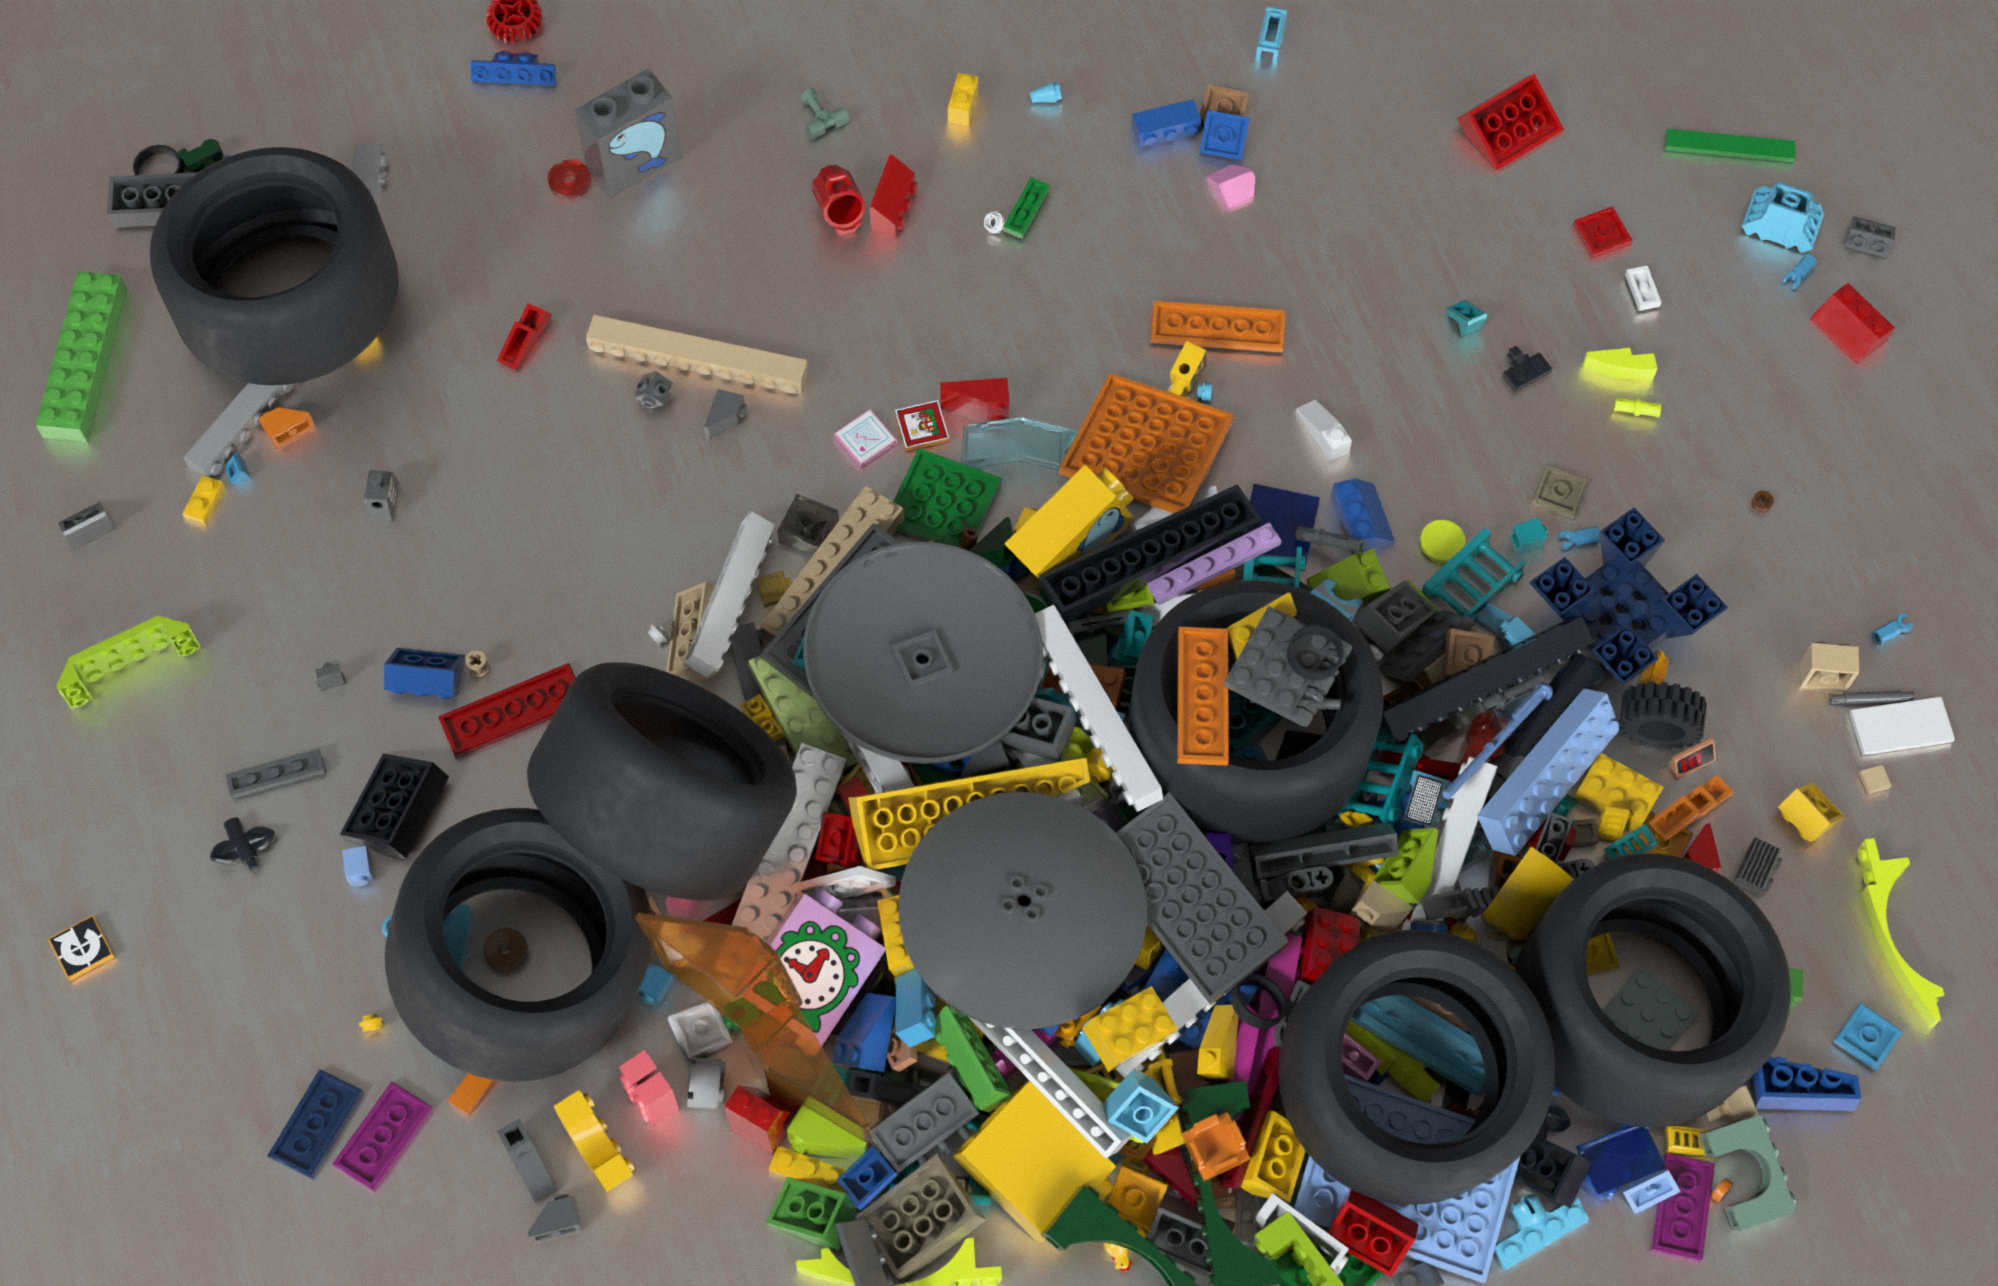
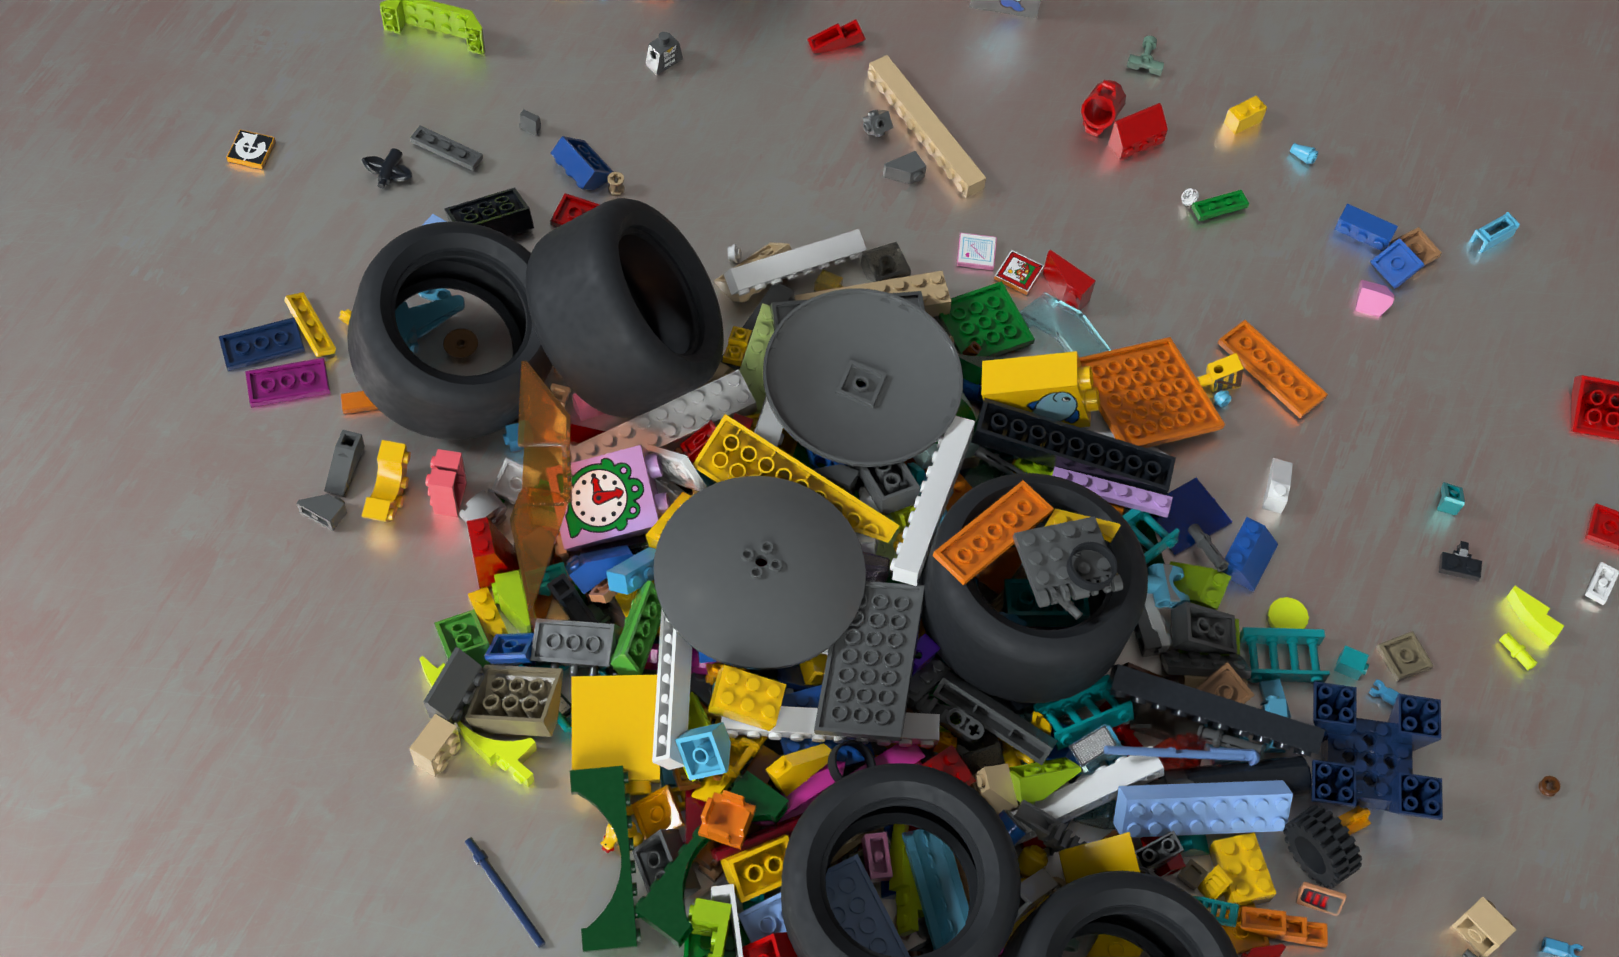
camera: 40 degrees right, 5 degrees down
(343, 1063) = (310, 324): none -> yellow plate

